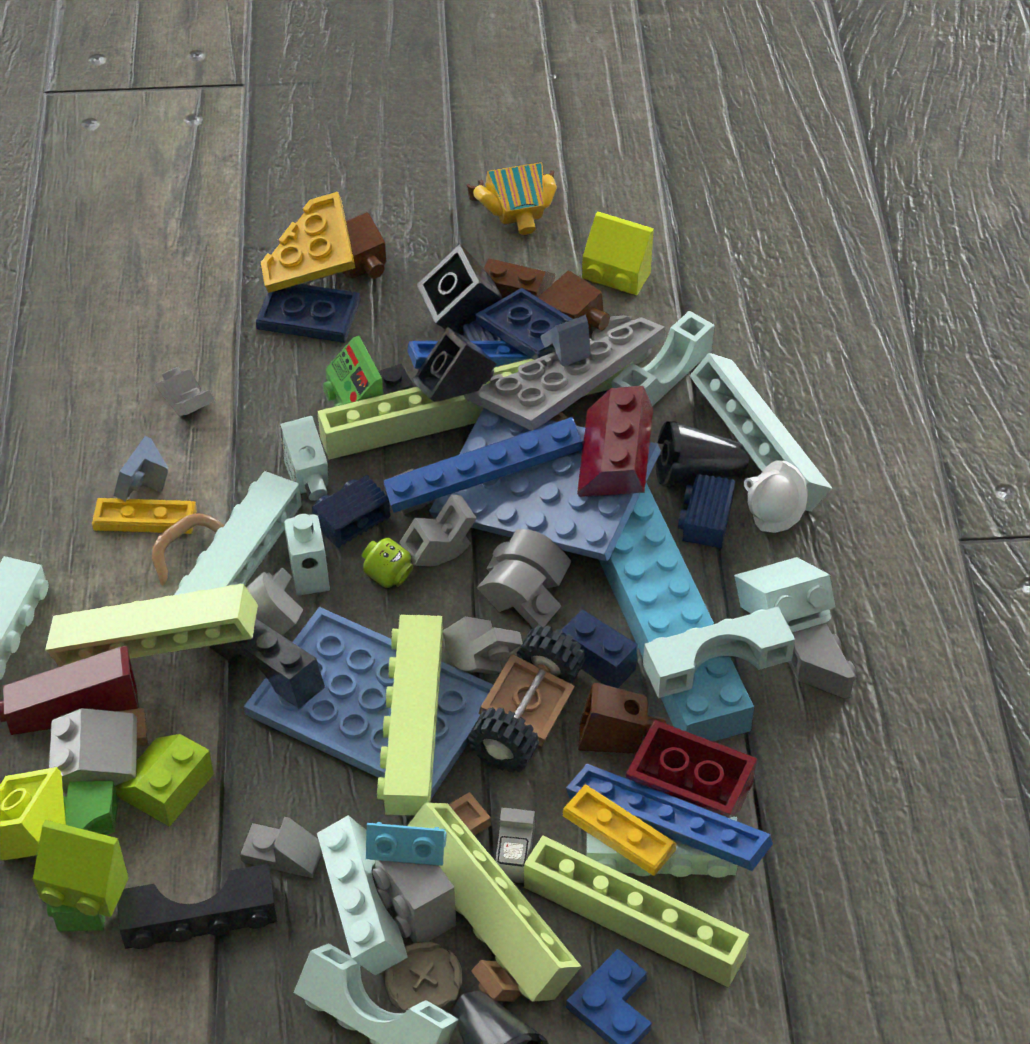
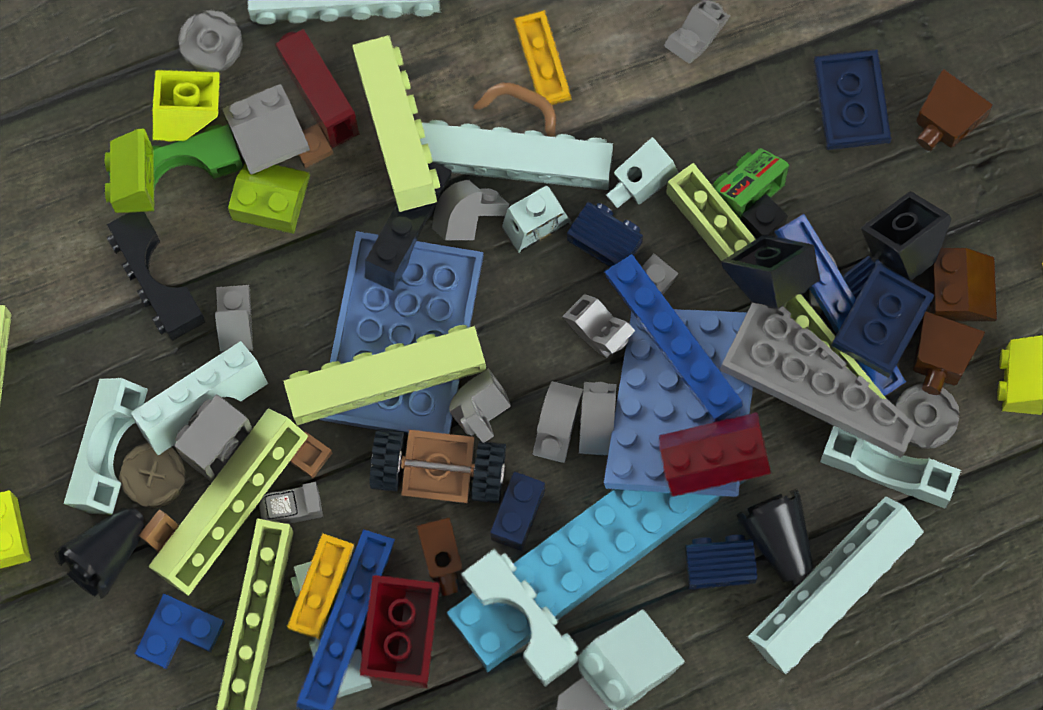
camera: 75 degrees right, 25 degrees up
(142, 468) = (589, 33): sand blue slope -> none
(310, 247) = (917, 70): yellow plate -> none
(387, 562) = (554, 292): lime head -> none
(405, 844) = (224, 401): medium azure hinge -> none
(569, 340) = (842, 361): sand blue slope -> none
(777, 496) = (748, 621): white helmet -> none

